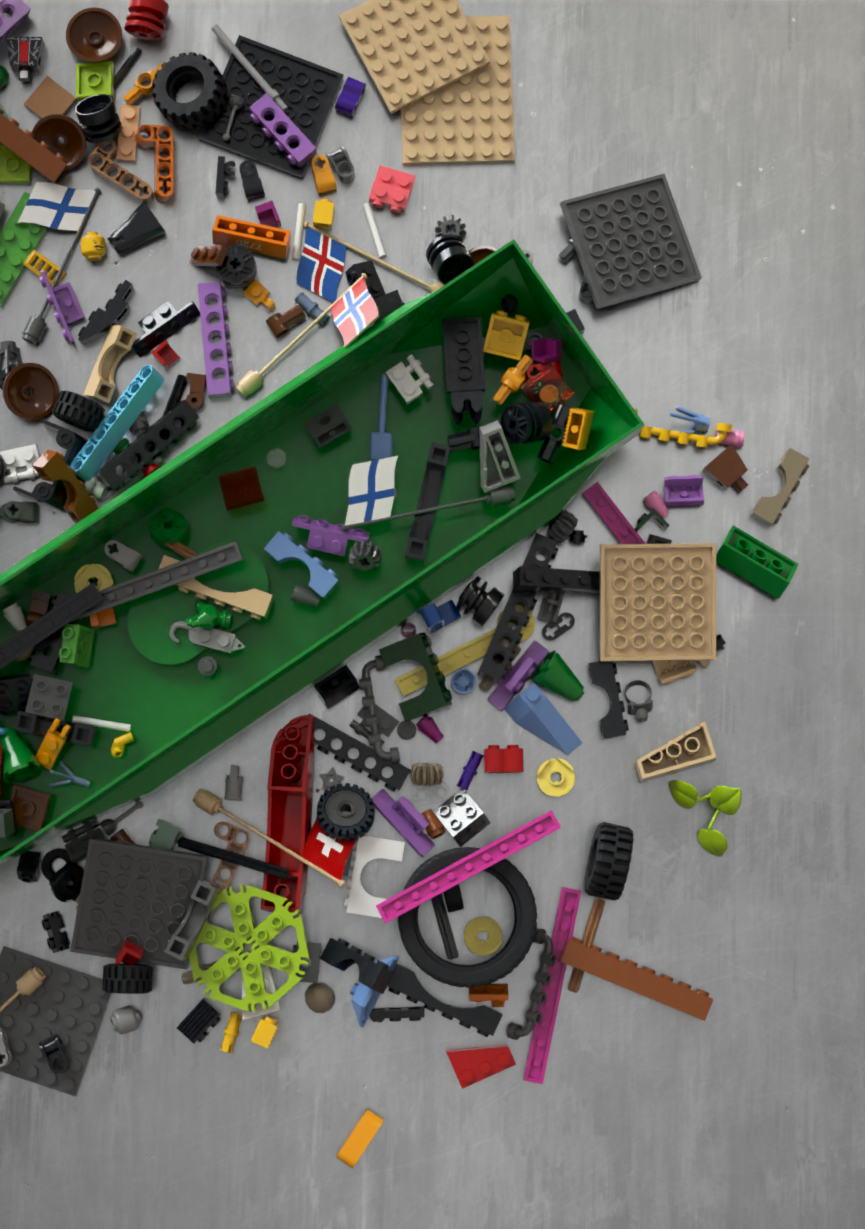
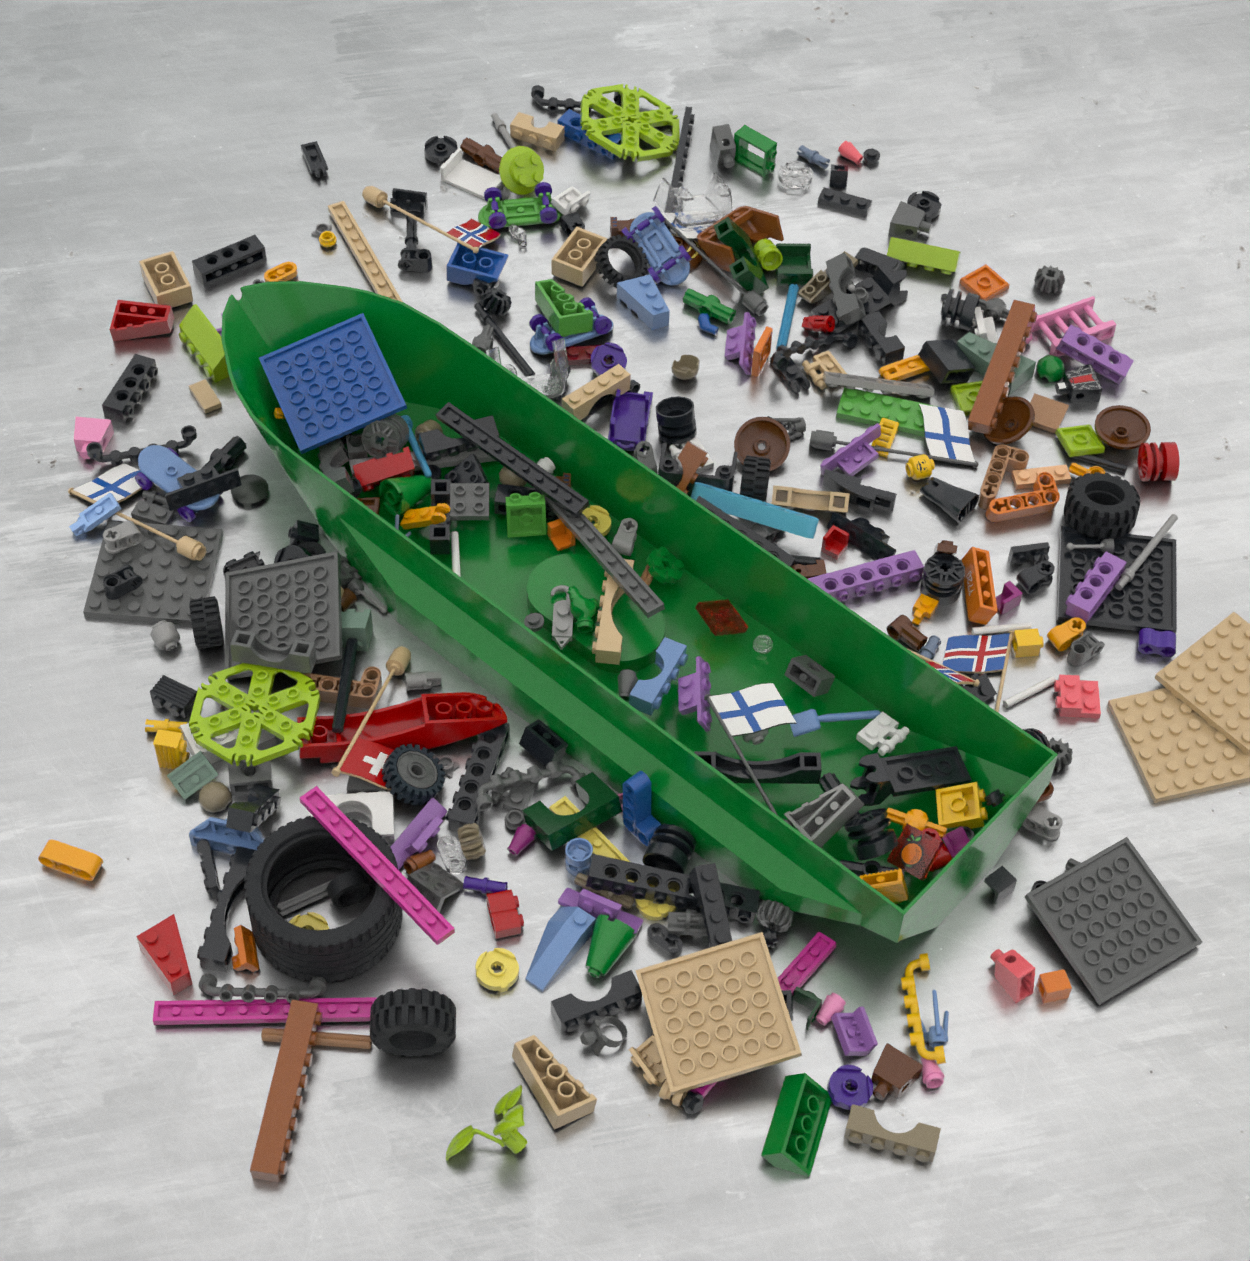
camera: 80 degrees right, 30 degrees down
(98, 118) = (1046, 438): black wheel -> none
(129, 953) = (232, 616): red panel -> none
(296, 1015) = (192, 775): none -> sand green plate
(365, 556) = (683, 723): dark grey gear -> none
(668, 342) = (1014, 974): none -> coral torso
(678, 311) = (1054, 986): none -> orange panel
(735, 519) = (837, 1087): none -> dark purple plate

